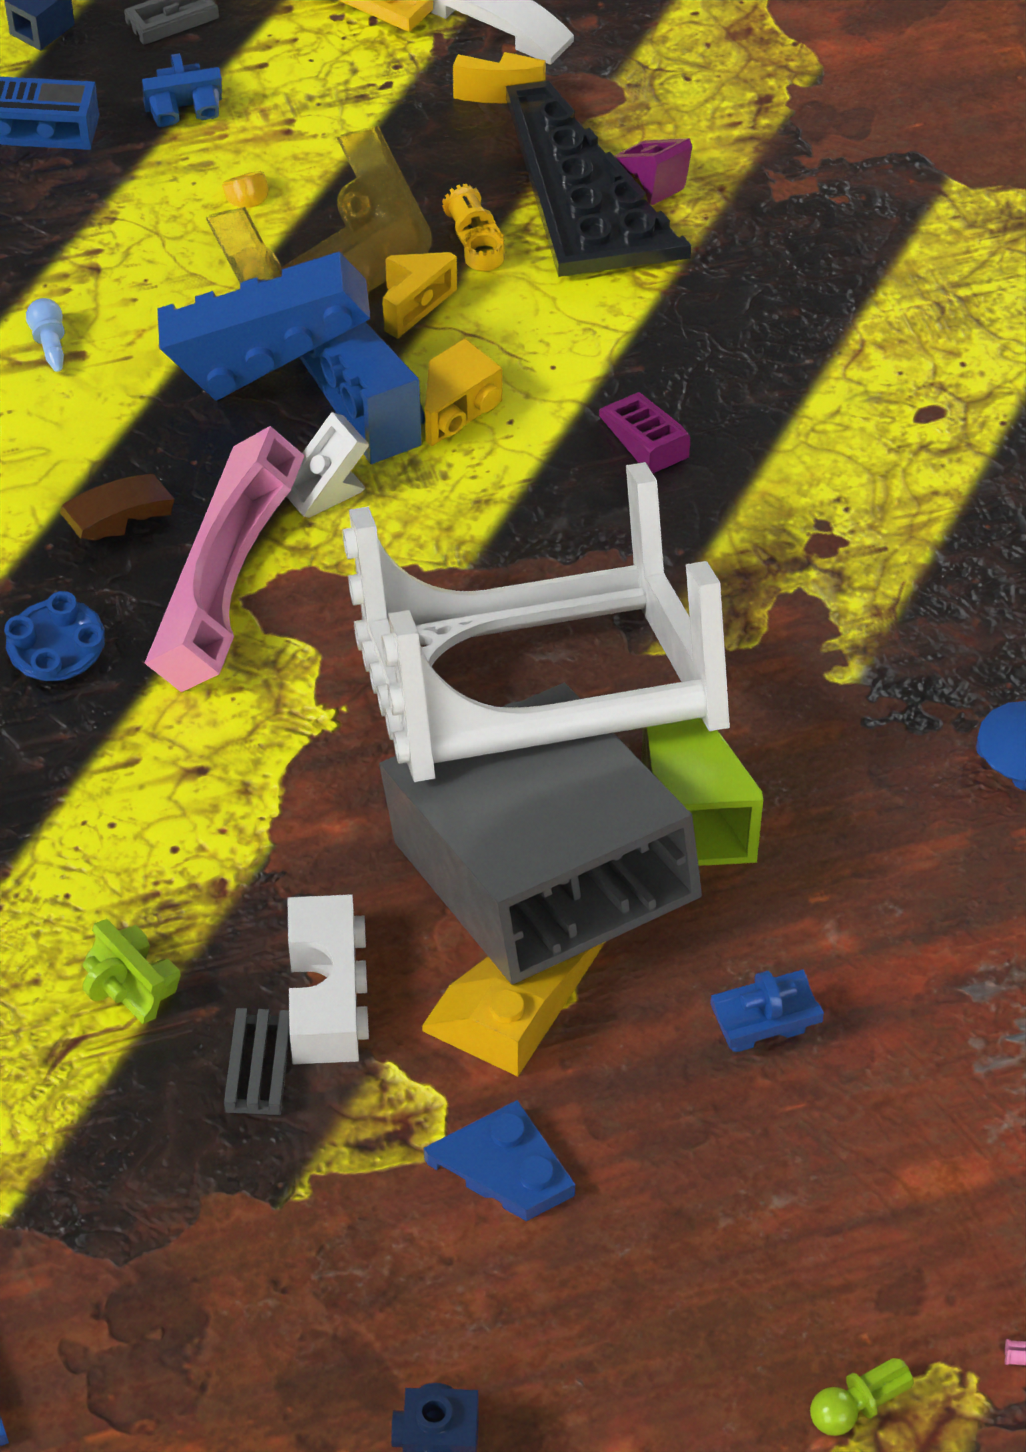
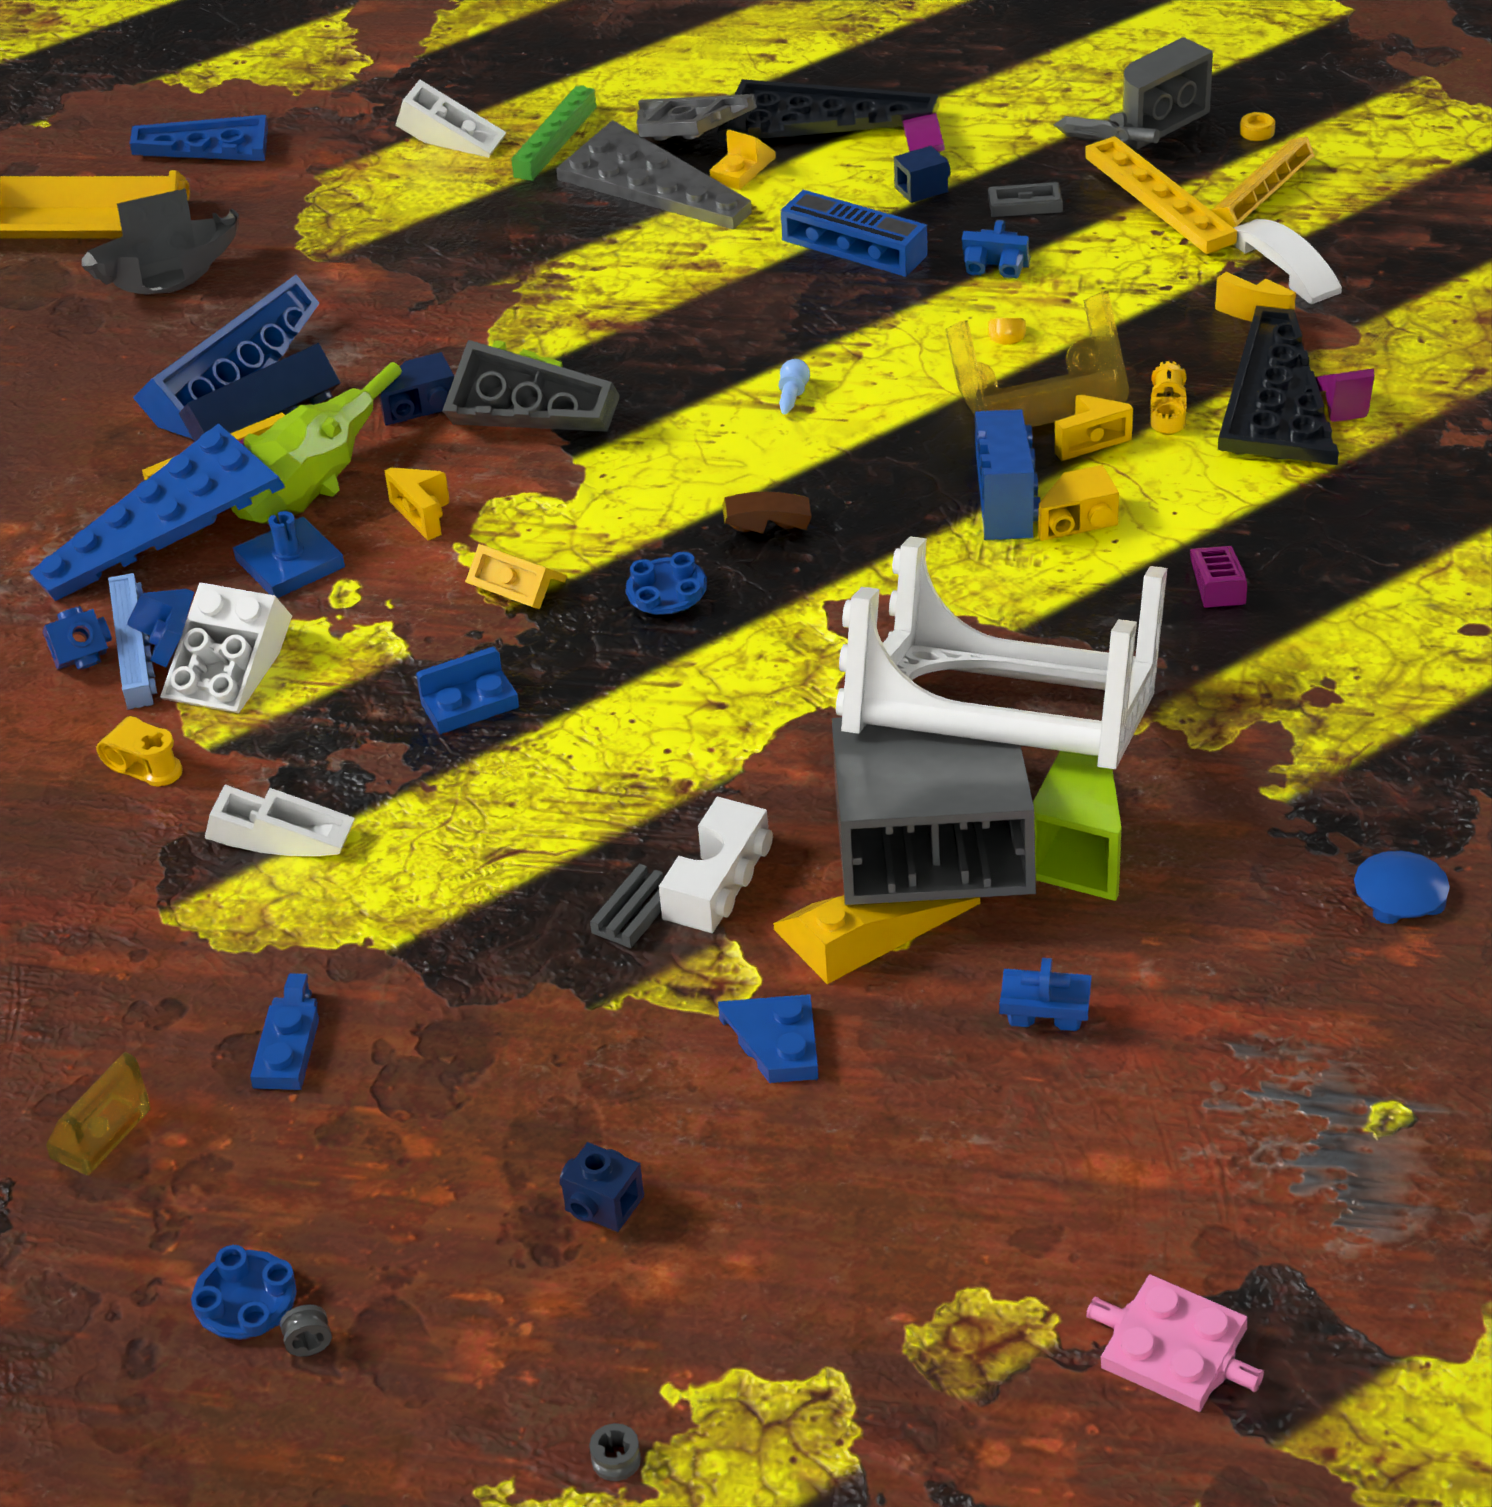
camera: 30 degrees right, 10 degrees down
(120, 971) = (575, 813): lime hips -> none
(197, 622) = (815, 566): bright pink arch -> none
(264, 323) = (942, 409): blue wedge -> none
(326, 468) = (943, 524): white slope -> none
(837, 1409) = (922, 1292): lime axle -> none

